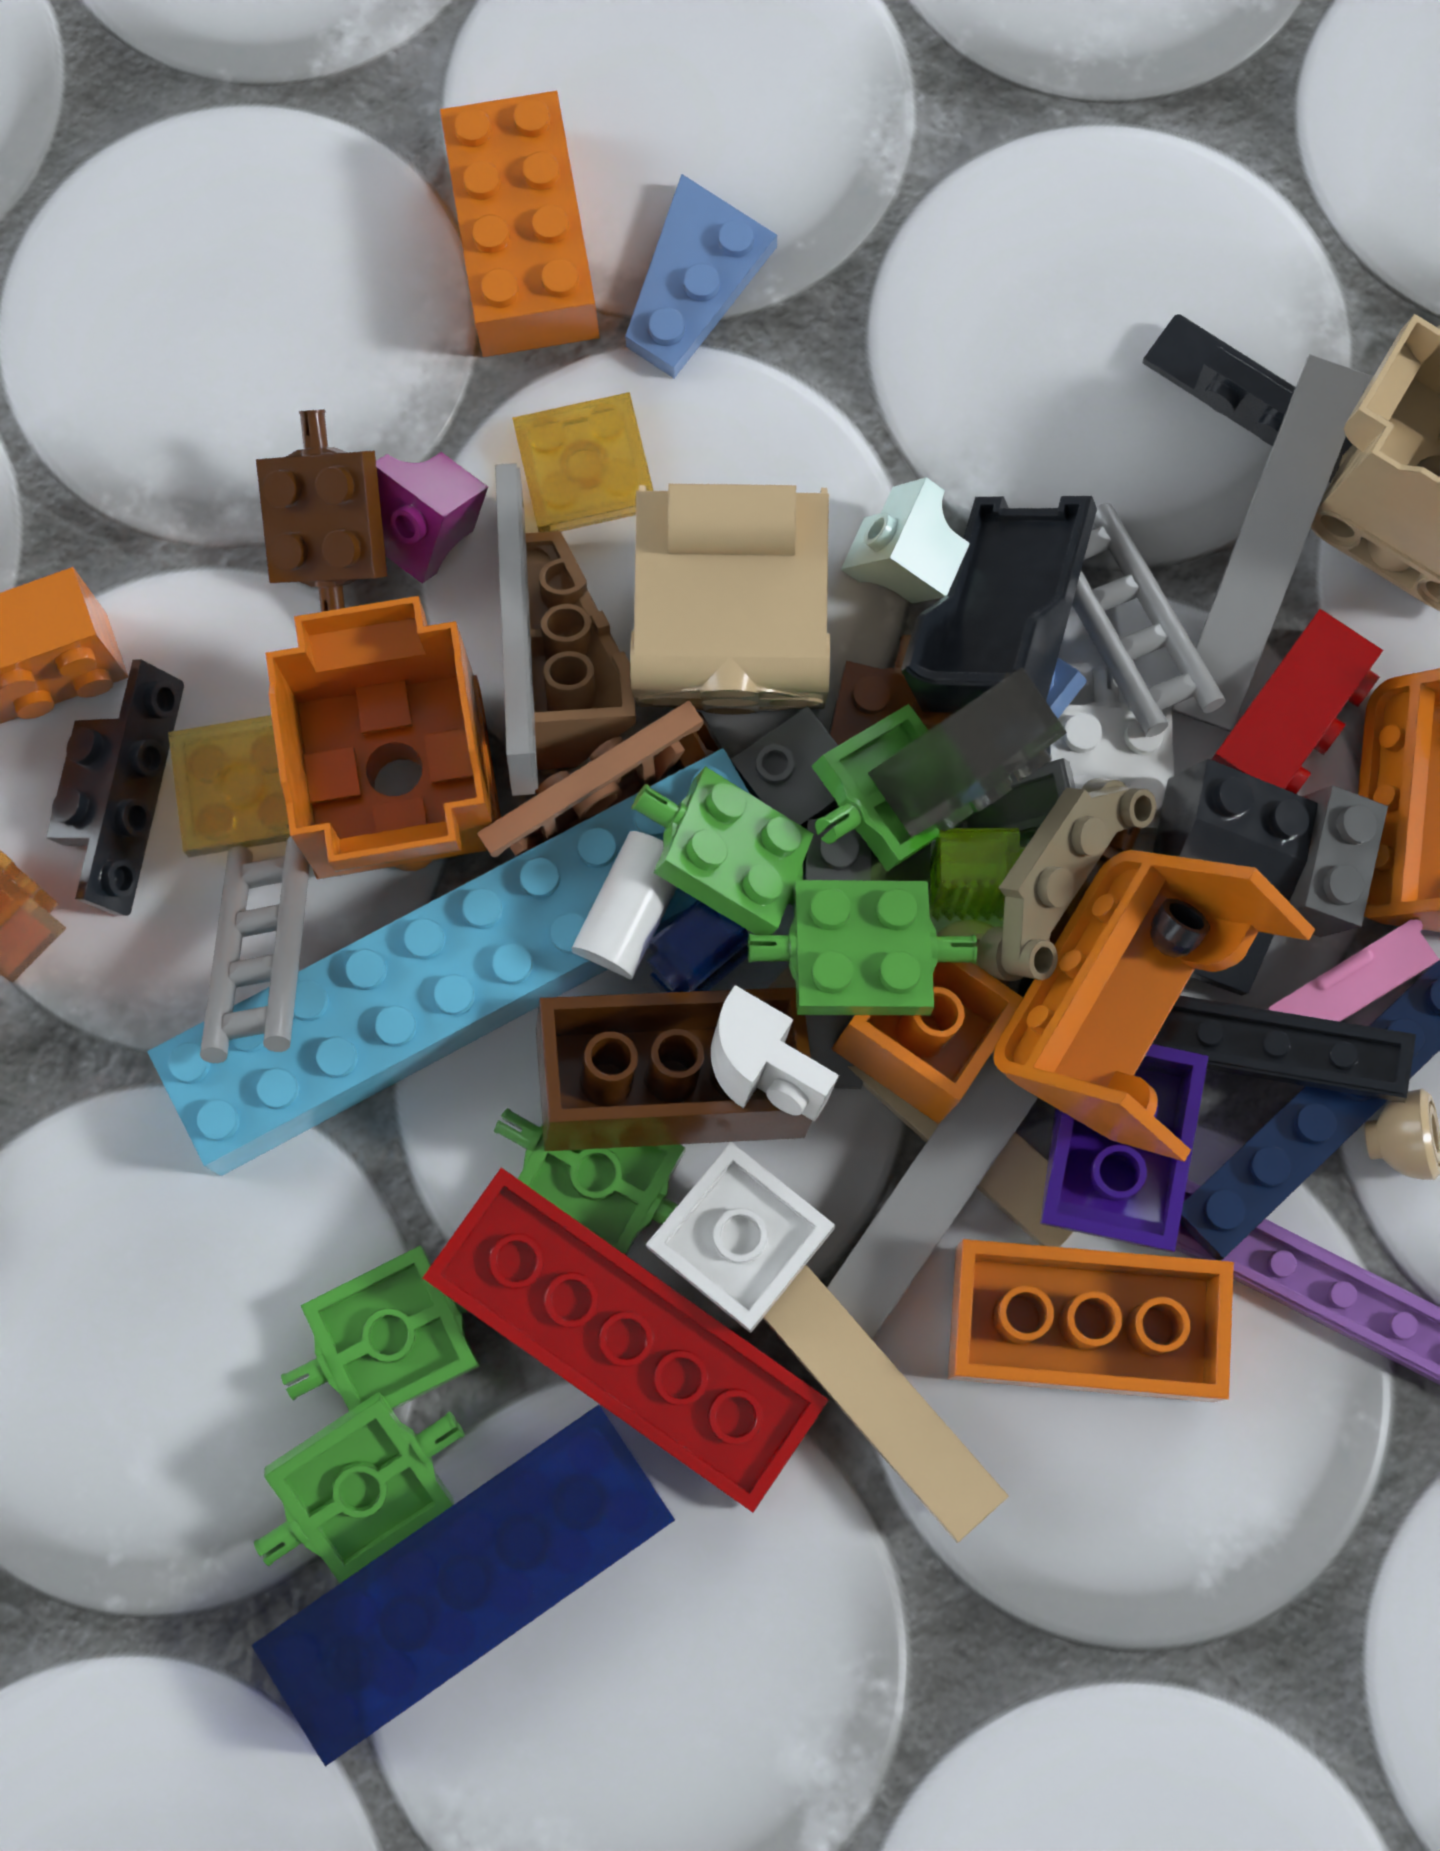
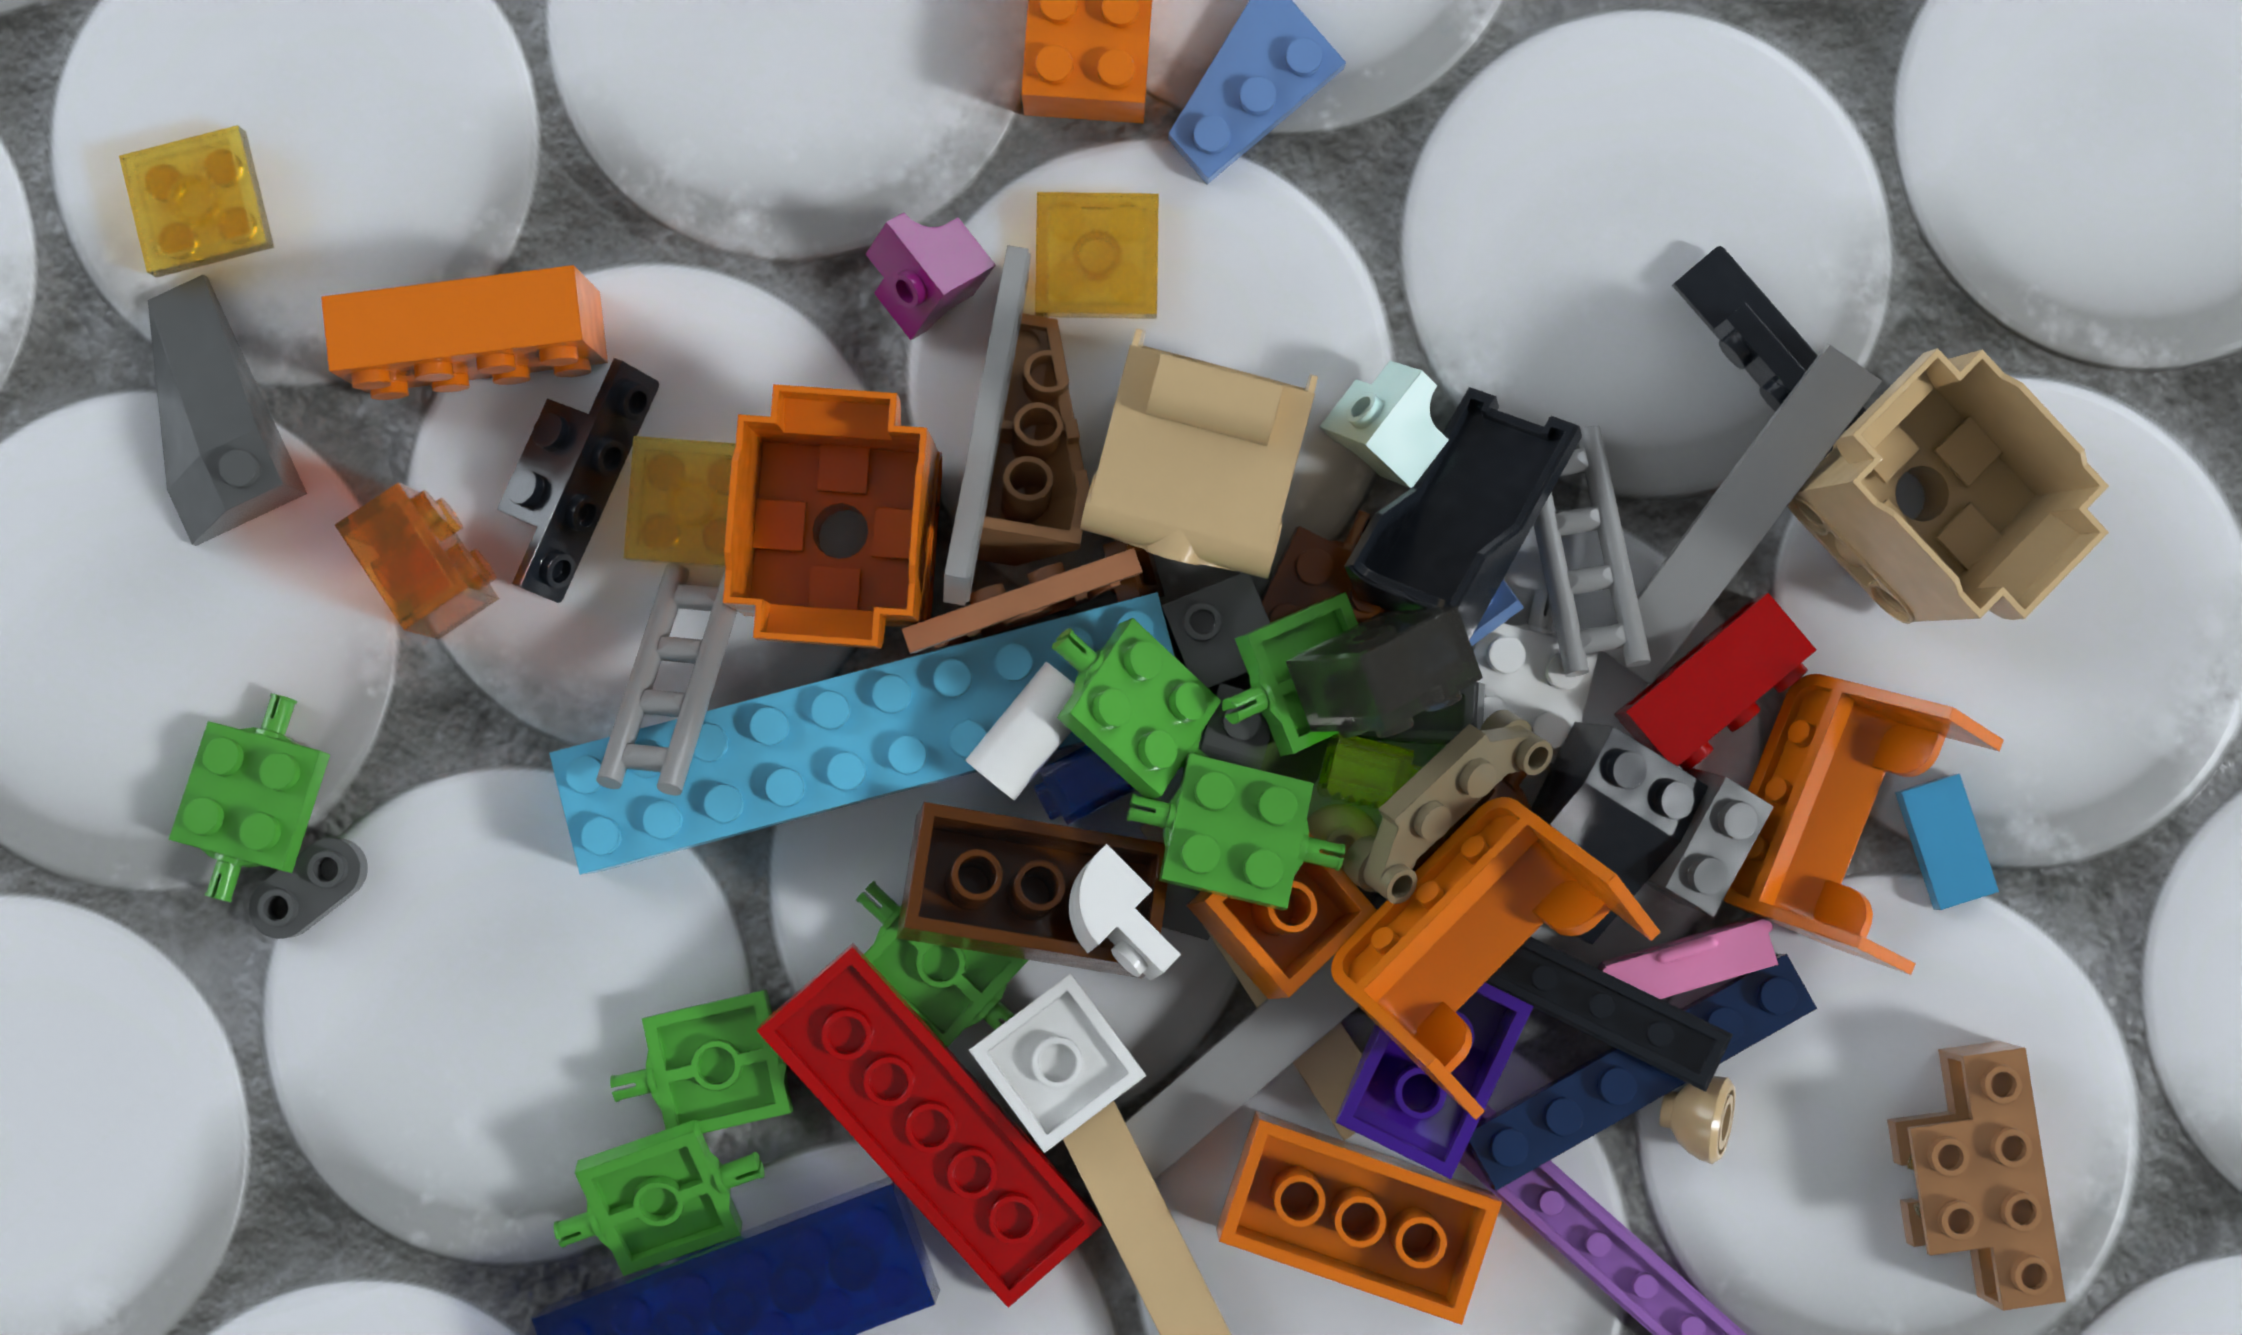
camera: 10 degrees right, 10 degrees up
(321, 515) = (827, 257): reddish brown plate -> none
(1178, 928) = (1538, 885): black hinge -> none

